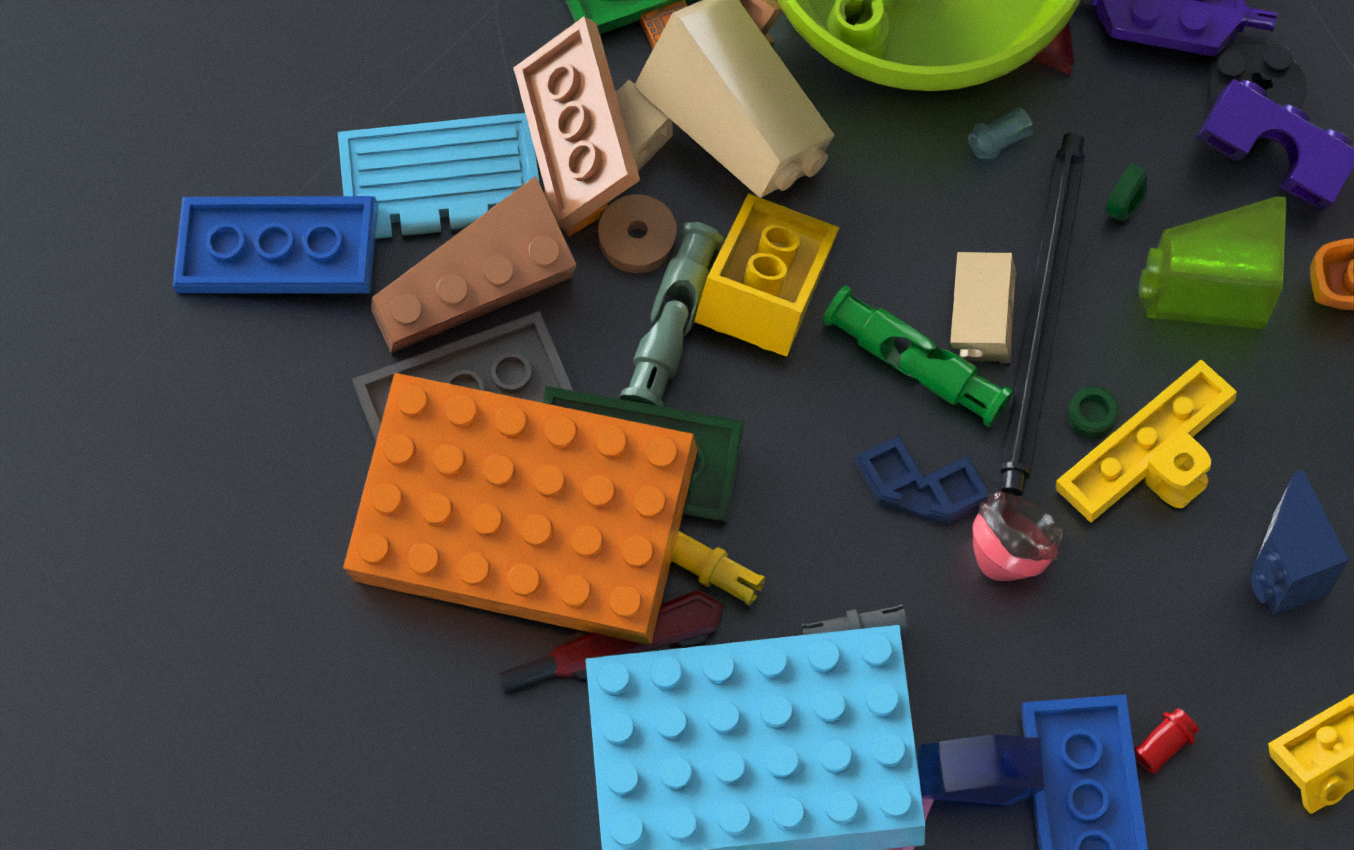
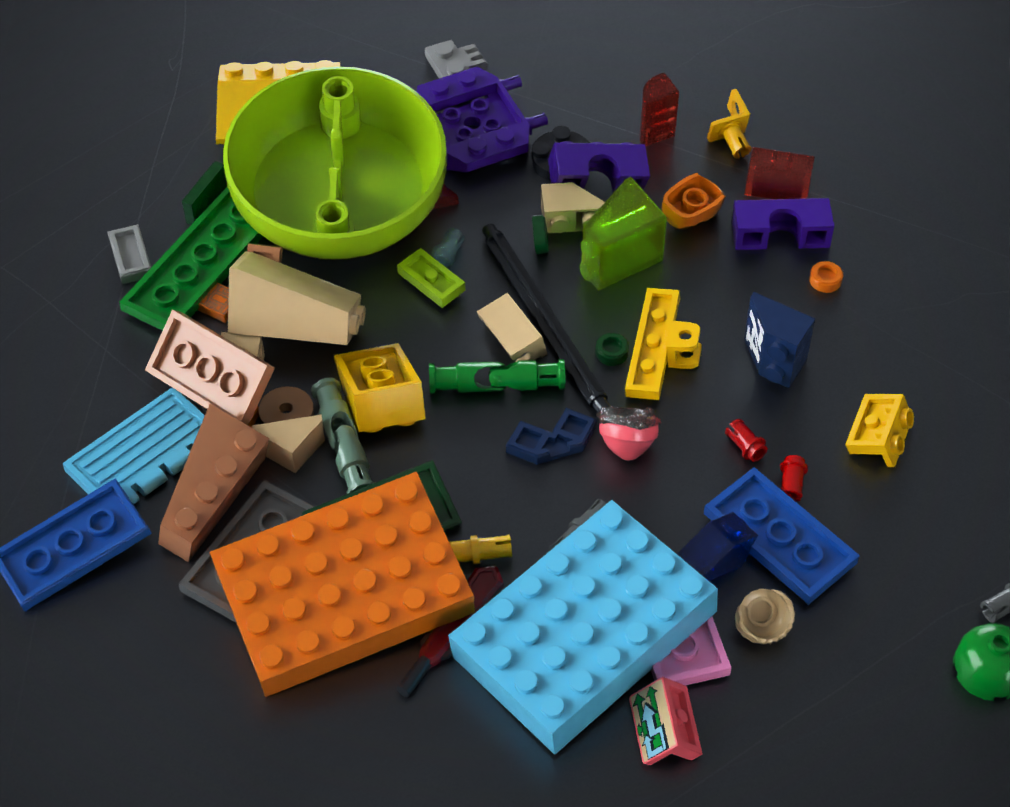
camera: 35 degrees left, 15 degrees down
(610, 279) = (293, 440): none -> tan slope
(946, 163) = (431, 277): none -> lime plate
(1151, 653) = (752, 447): none -> red pin
(1194, 175) = (567, 207): none -> tan slope

